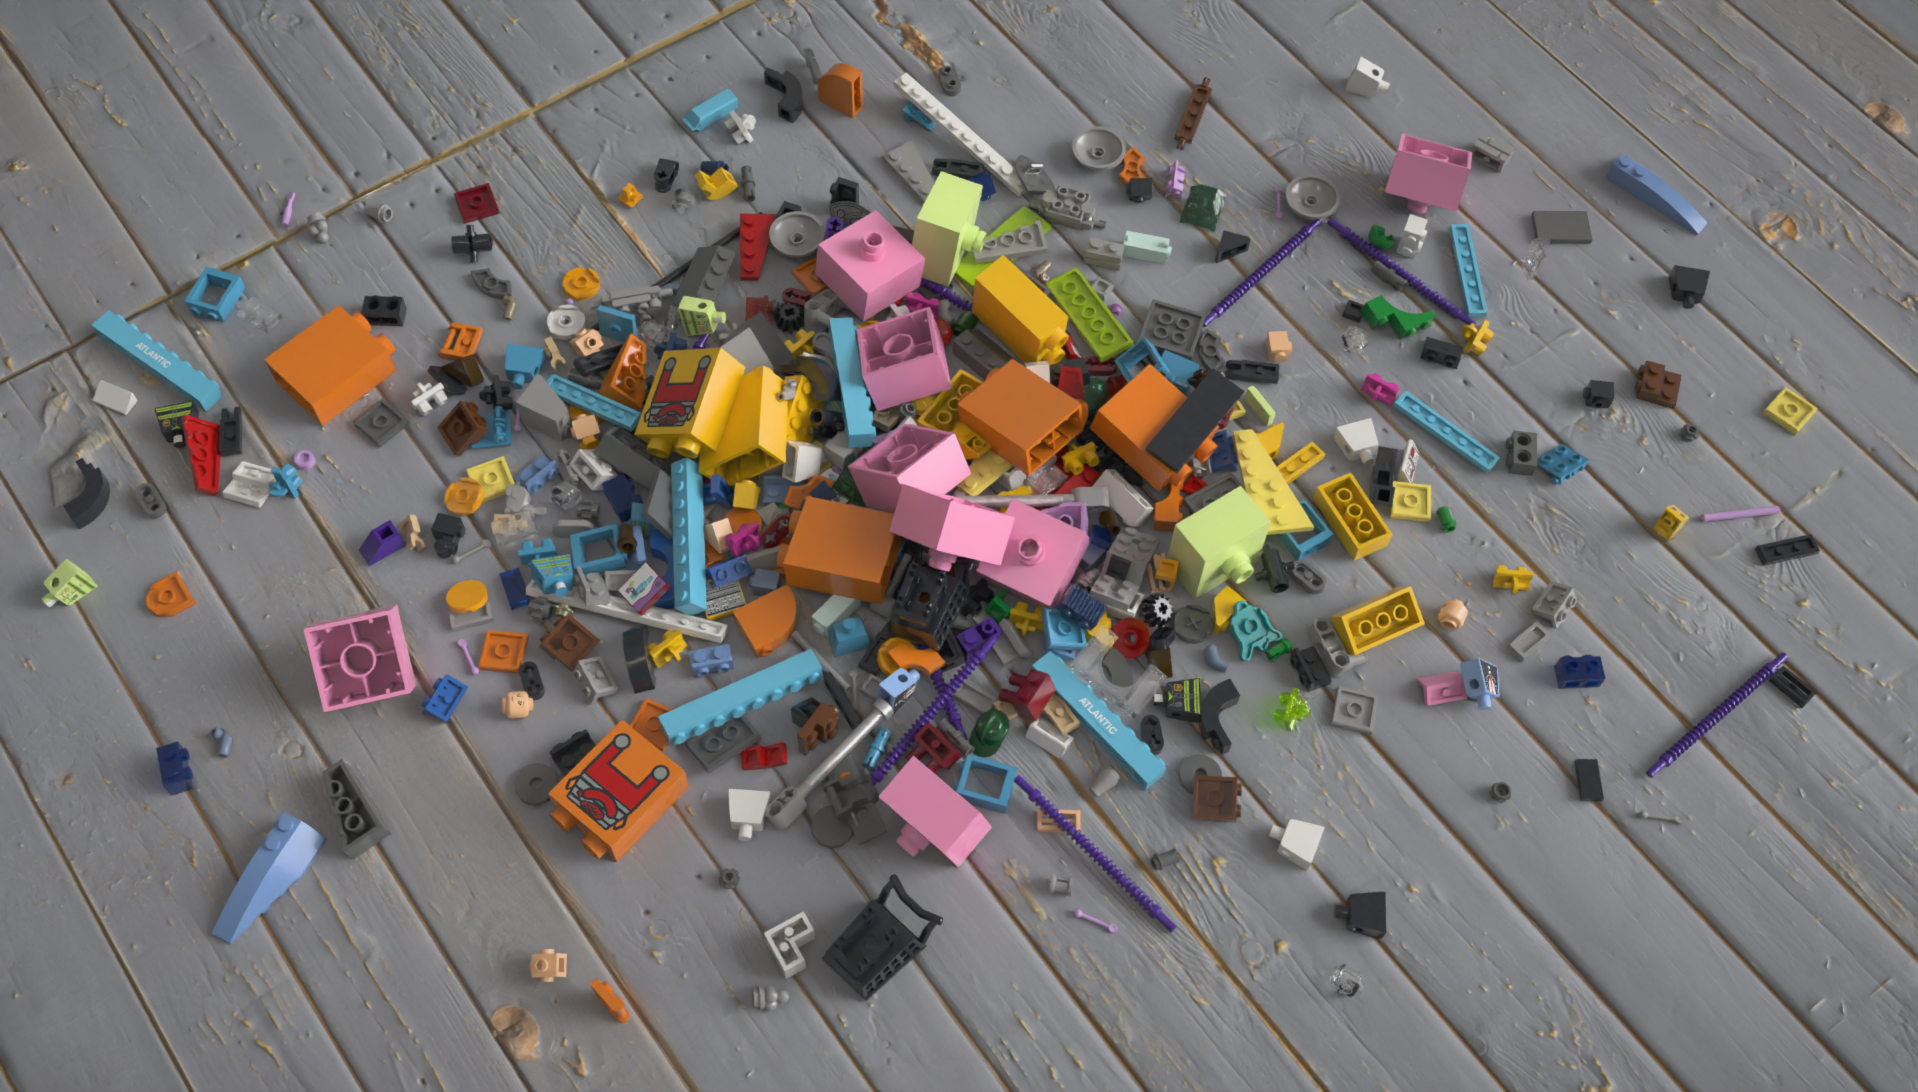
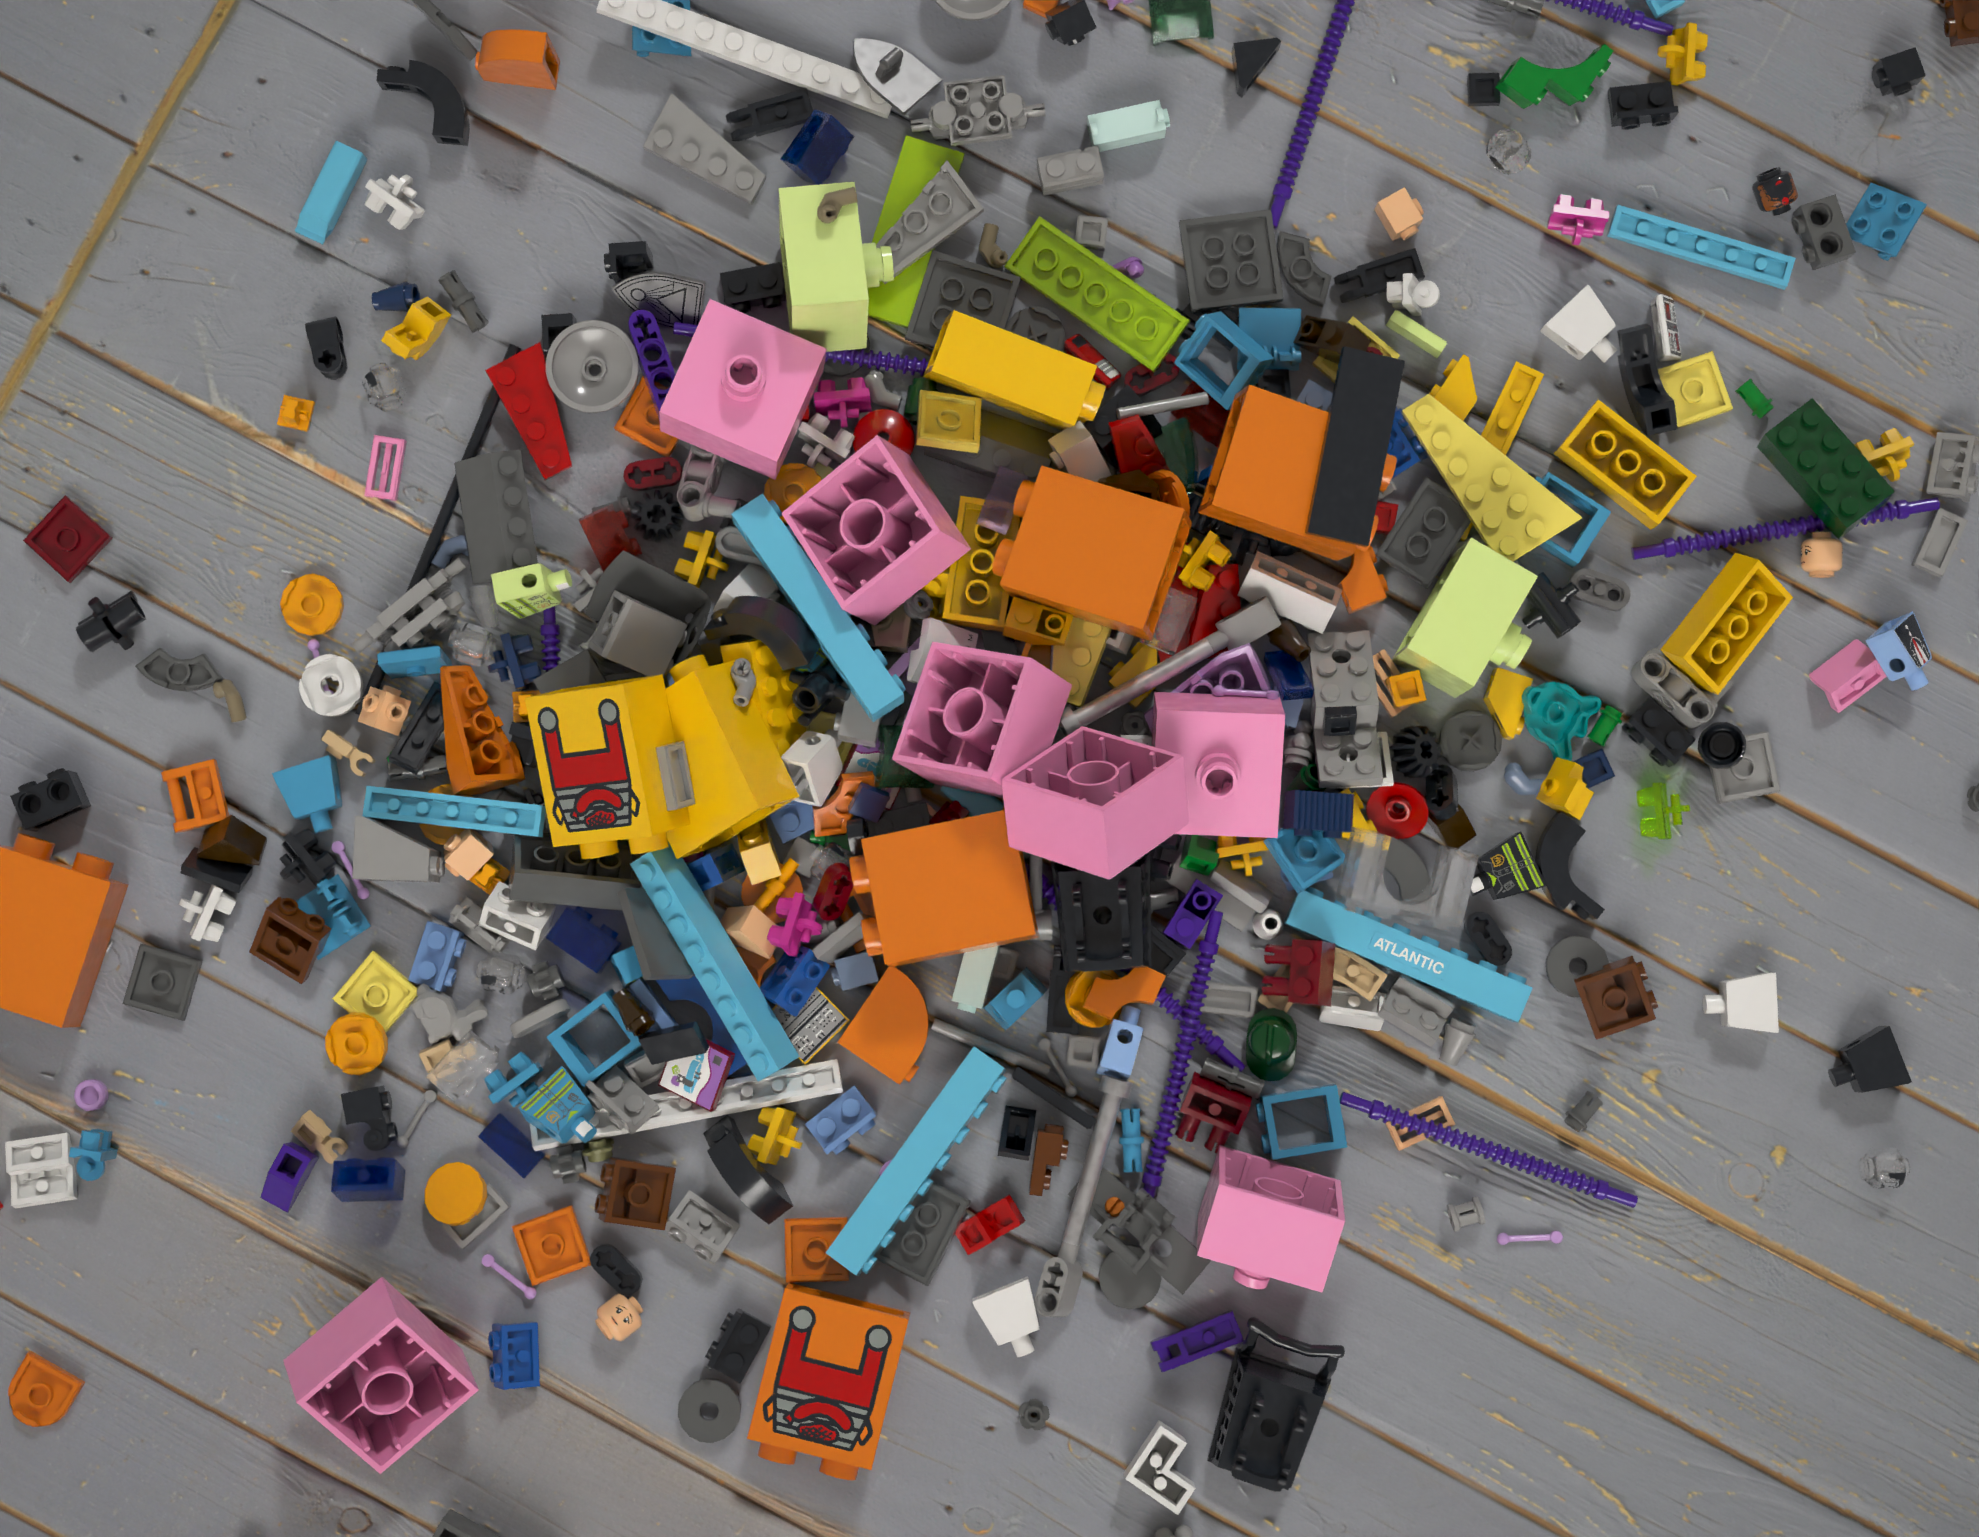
camera: 20 degrees left, 25 degrees up
(423, 564) = (368, 1180): none -> clear blue brick
(639, 564) = (674, 1043): none -> black tile
(662, 241) = (397, 469): none -> bright pink tile
(722, 417) = (675, 775): none -> light grey tile
(747, 517) = (776, 885): none -> light orange bar
(853, 882) = (1198, 1340): none -> dark purple plate
(965, 186) = (832, 203): none -> dark tan arm
(973, 331) = (948, 421): none -> light yellow tile
(976, 377) = (999, 504): none -> slope
(1022, 664) = (1260, 928): none -> white cone
(1088, 751) = (1416, 1009): none -> light grey bracket
(1100, 374) = (1163, 405): none -> light grey bar
(1238, 668) = (1565, 790): none -> yellow brick
(1261, 671) = (1596, 768): none -> dark blue tile
(1265, 381) = (1411, 294): none -> white hips
(1345, 685) = (1721, 745): none -> black hair
(1473, 567) = (1825, 468): none -> dark green brick
(1501, 421) = (1775, 191): none -> black head
(1511, 612) = (1669, 546): none -> dark purple hose

